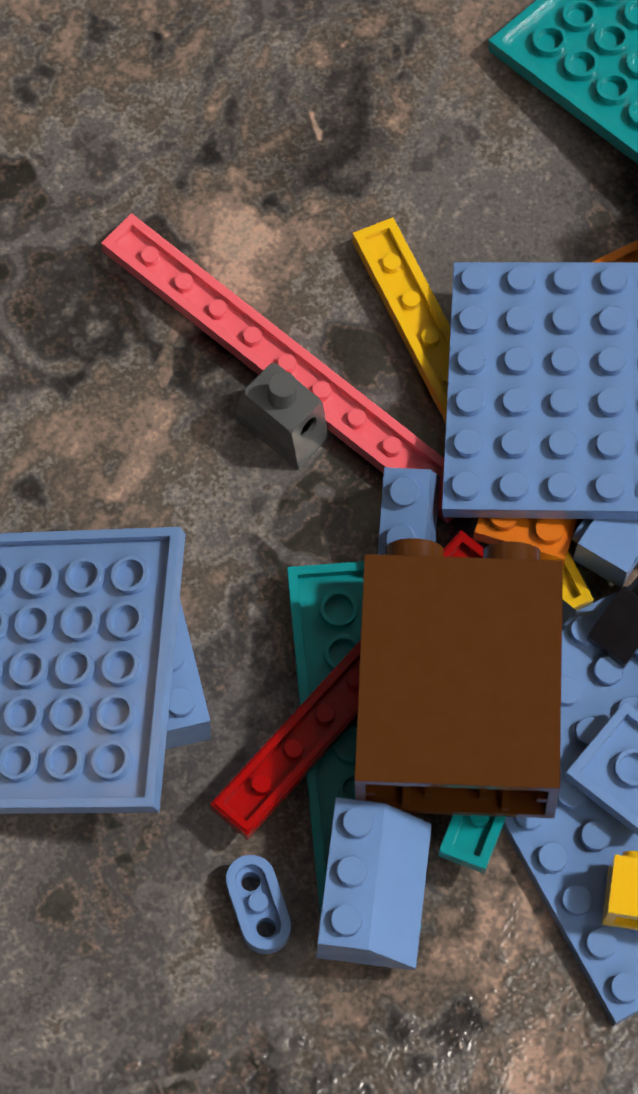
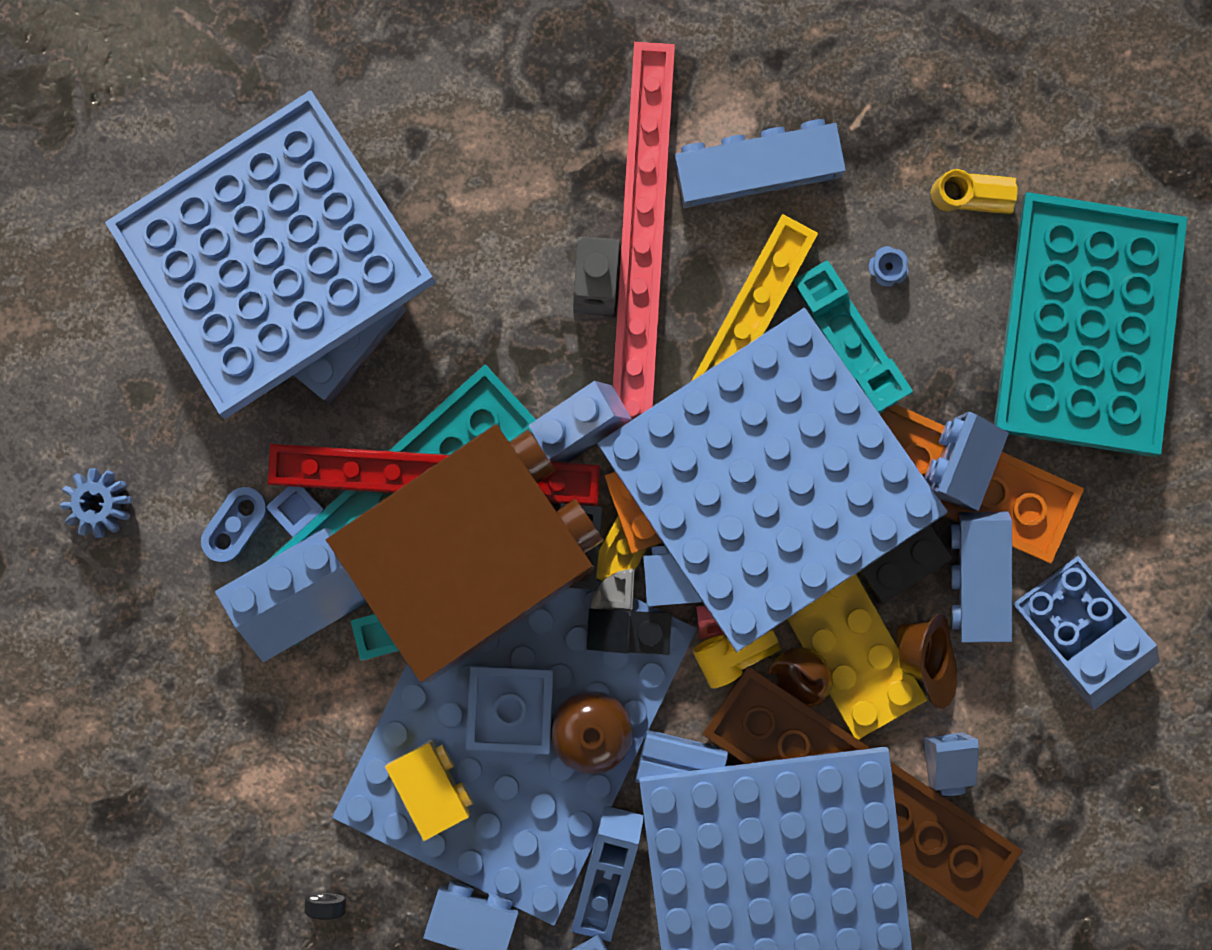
camera: 55 degrees right, 20 degrees up
(120, 1008) = (80, 500): none -> medium blue gear
(288, 836) = (294, 509): none -> medium blue plate
(293, 223) = (759, 164): none -> medium blue brick
(445, 246) = (851, 337): none -> teal slope
(456, 79) = (978, 192): none -> yellow piece
(466, 177) = (896, 258): none -> medium blue plate
(589, 600) = (615, 592): none -> light grey tile

